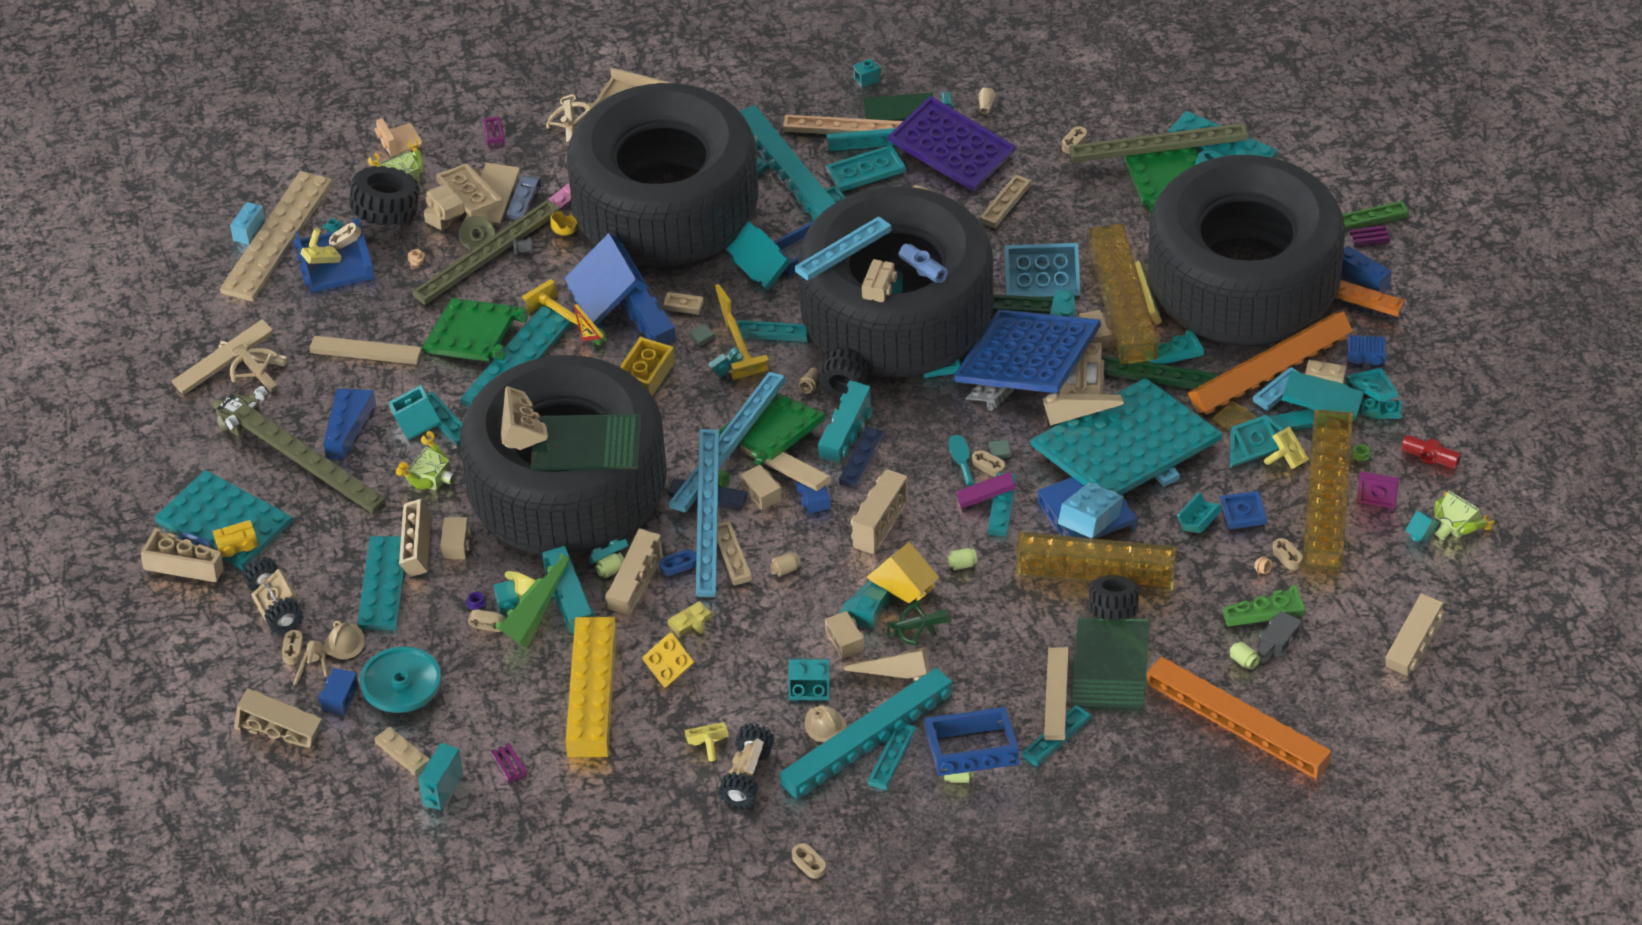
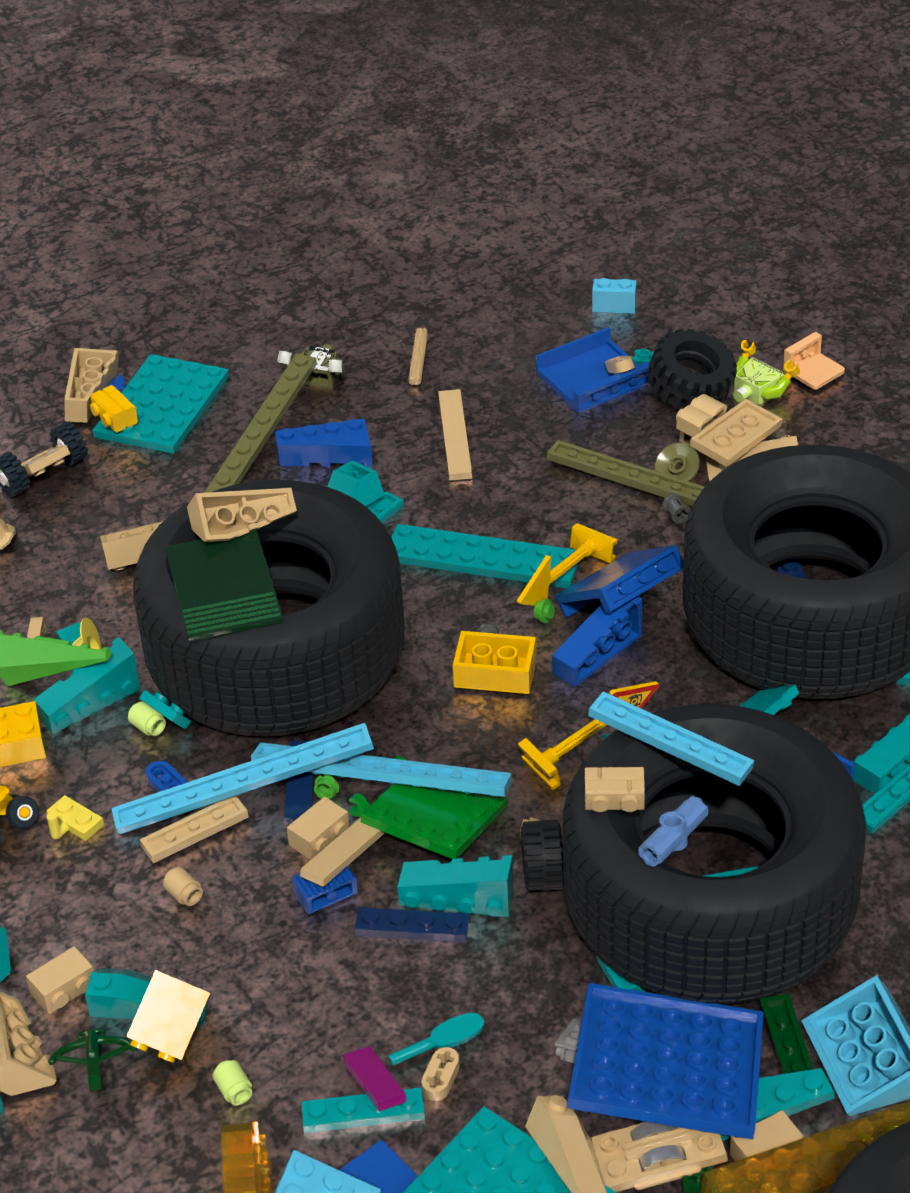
camera: 75 degrees right, 5 degrees down
(221, 357) = (398, 333): tan tile -> none
(257, 369) = (386, 361): tan piece -> none
(276, 236) = (625, 323): tan plate -> none
(316, 254) = (584, 356): light yellow plate -> none
(381, 585) = (73, 543): teal plate -> none
(416, 257) = (622, 432): light nougat plate -> none
(472, 329) = (513, 503): green plate -> none
(475, 601) = (68, 618): dark purple plate -> none
(495, 139) = (873, 437): magenta tile -> none
(635, 572) = (130, 741): tan wedge -> none
(683, 303) = (636, 668): tan plate -> none
(701, 334) = (582, 705): sand green tile -> none
(722, 363) = (531, 731): teal plate -> none
(879, 511) = (290, 959): tan brick -> none
(1000, 449) = (474, 1082): sand green tile -> none

